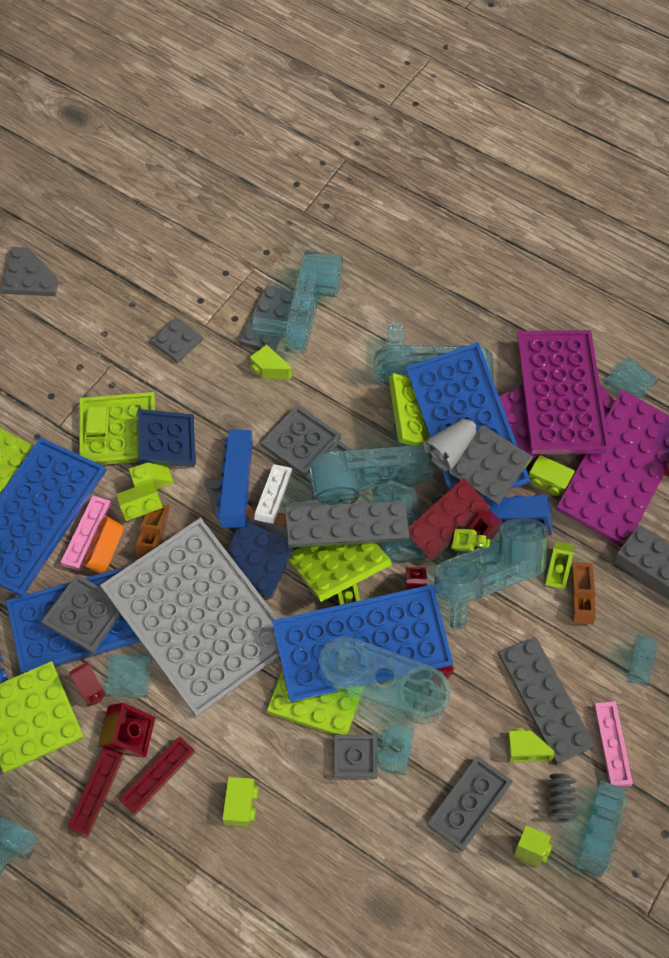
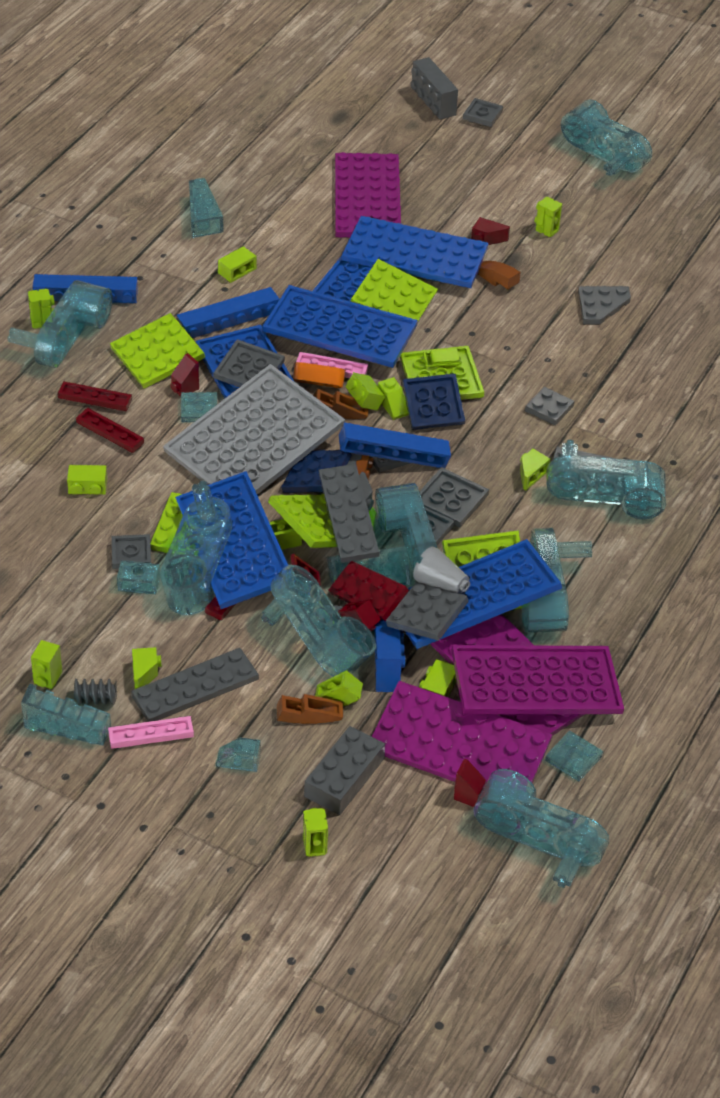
camera: 80 degrees right, 15 degrees down
(126, 730) = (147, 407): dark red slope -> none
(273, 494) = (381, 472): white plate -> none
(466, 540) = (342, 600): lime plate -> none
(469, 803) = (90, 629): dark grey plate -> none

